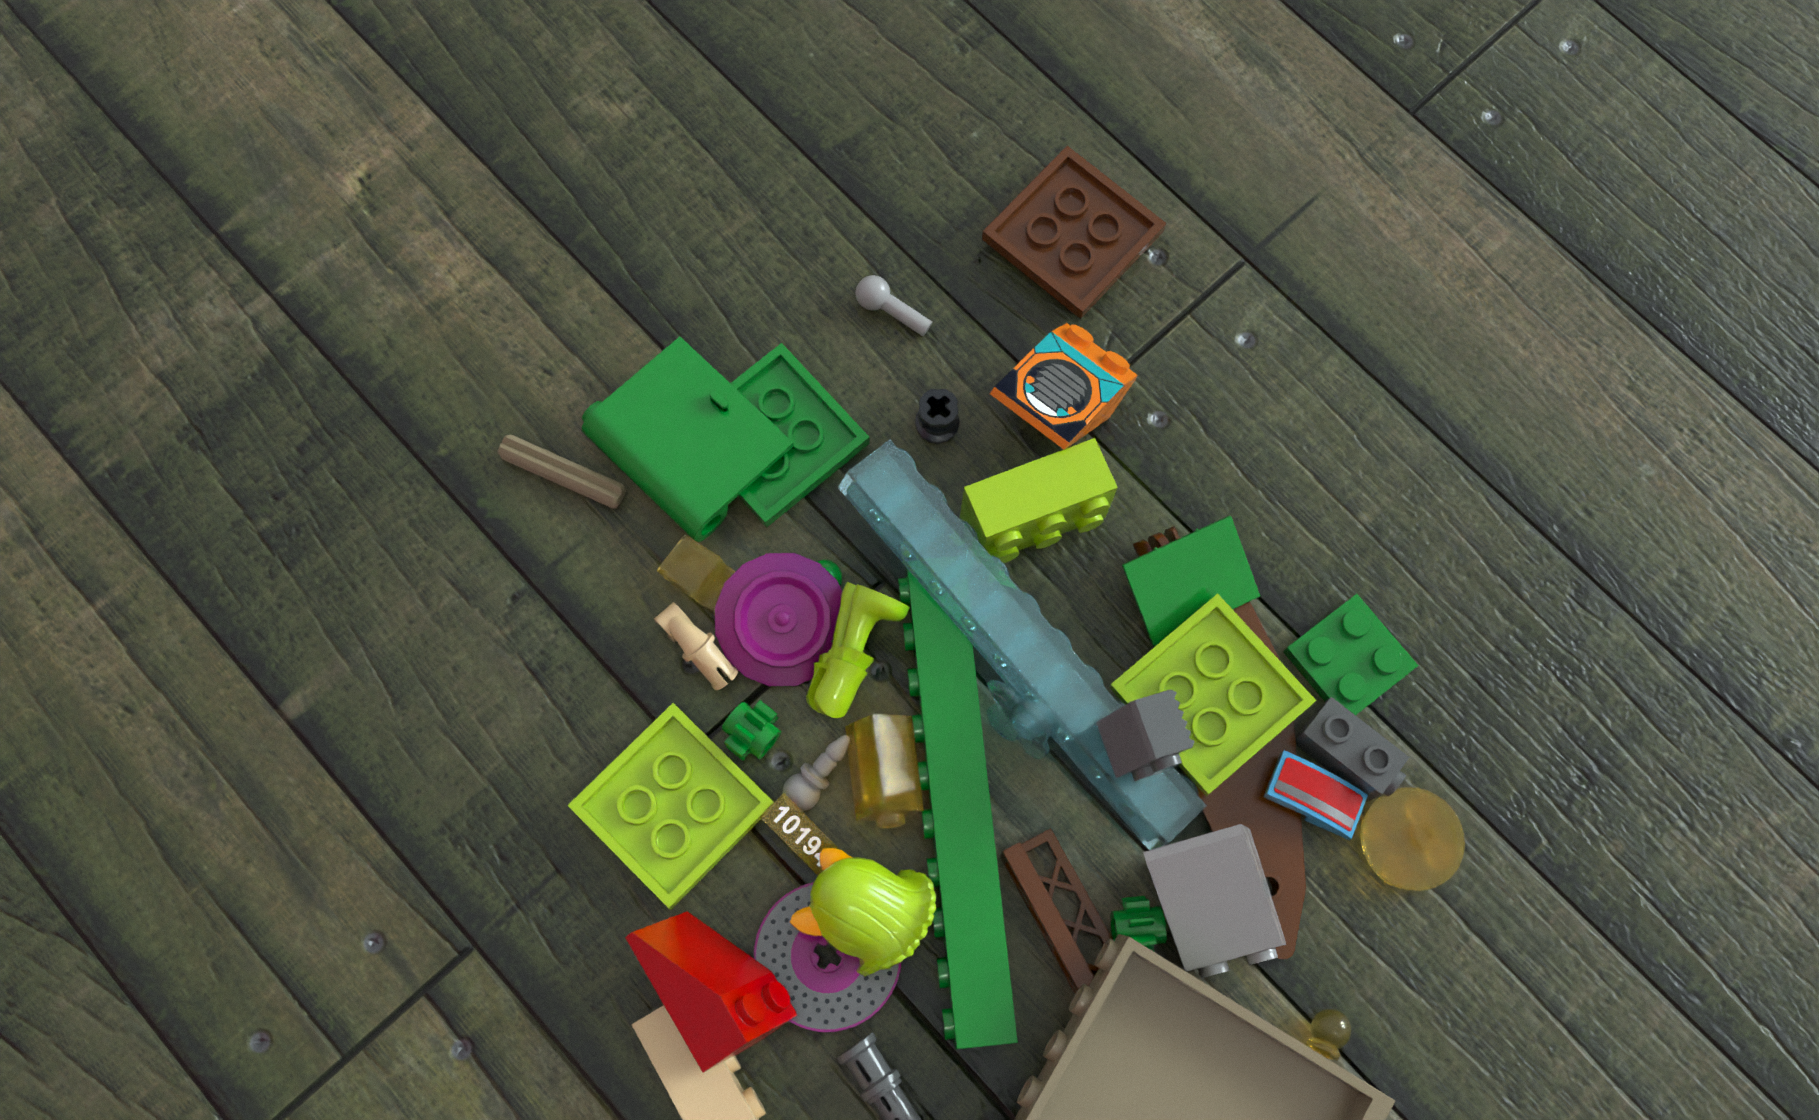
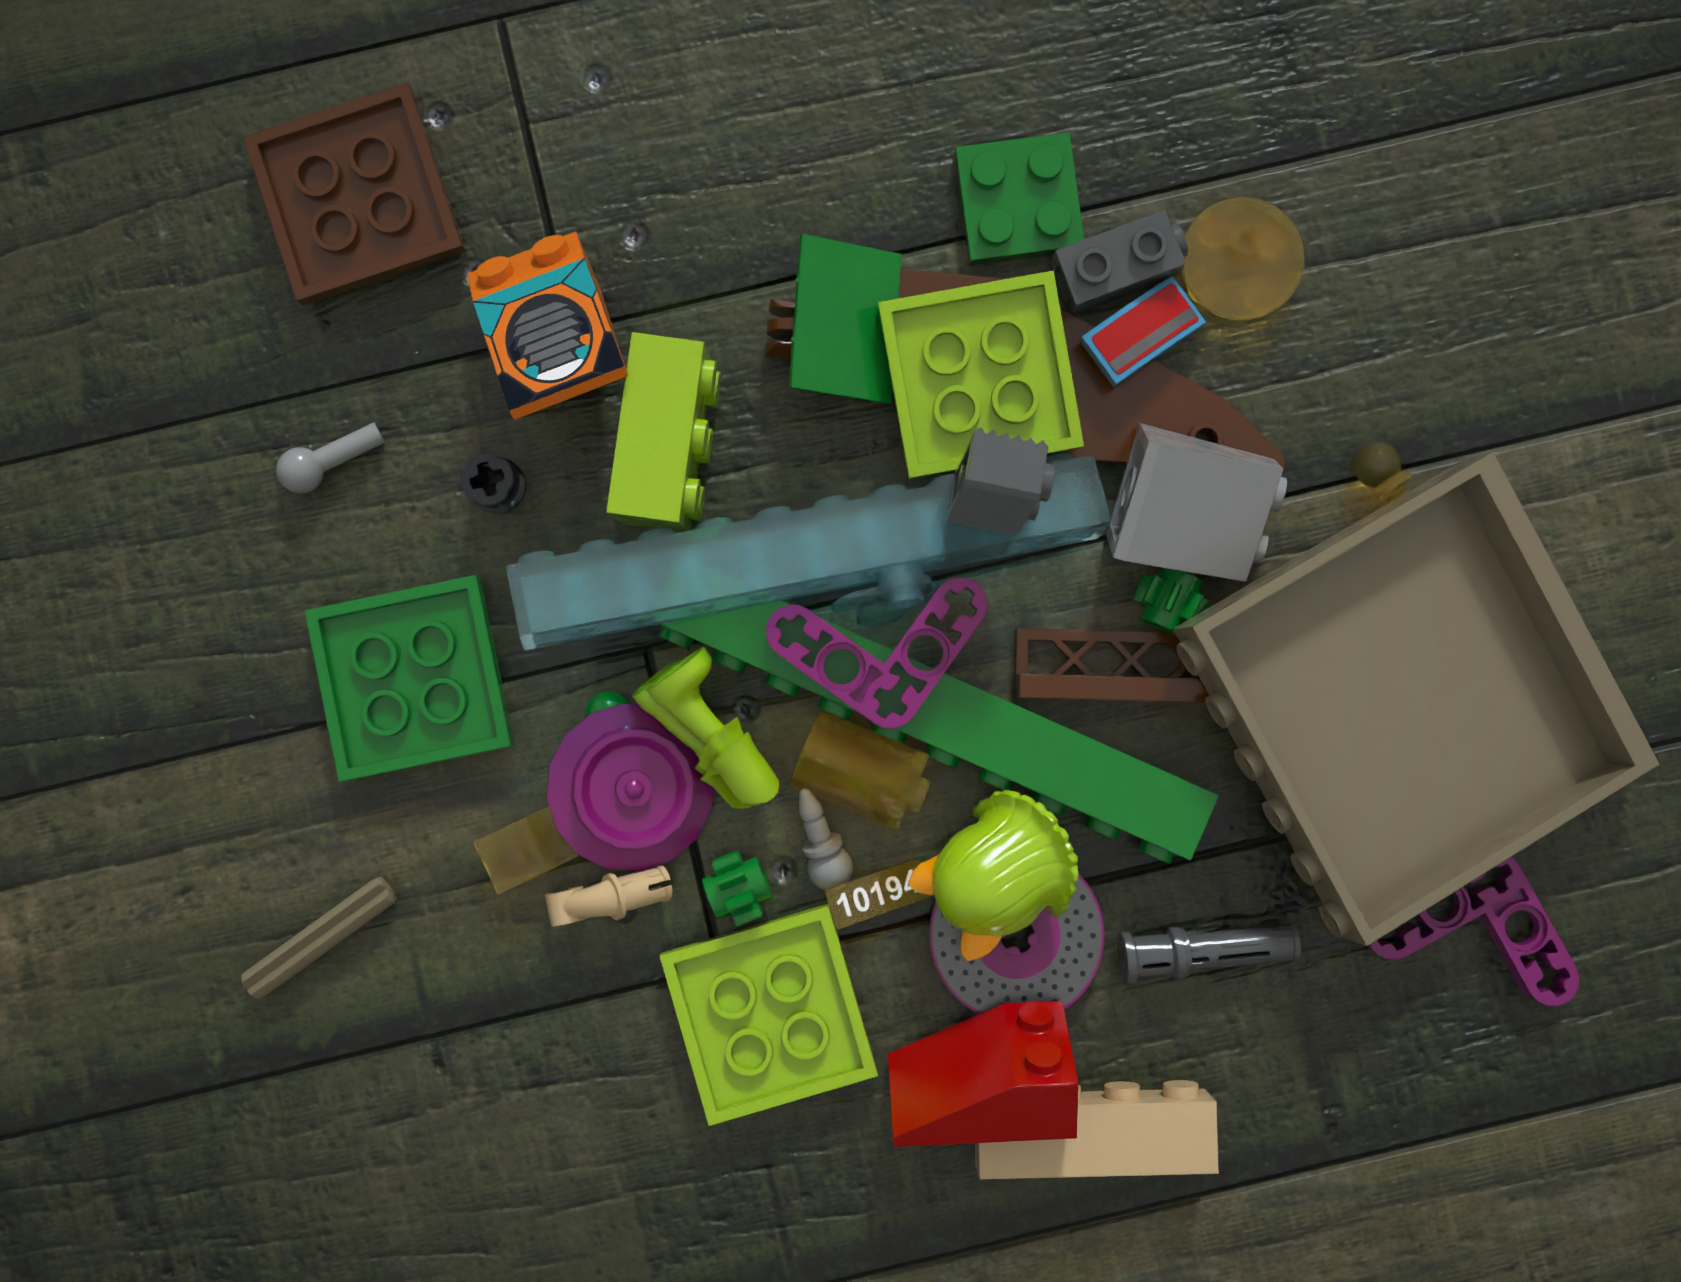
camera: 55 degrees left, 15 degrees up
(680, 443) = (362, 791): green door -> none
(959, 733) = (872, 672): none -> magenta beam

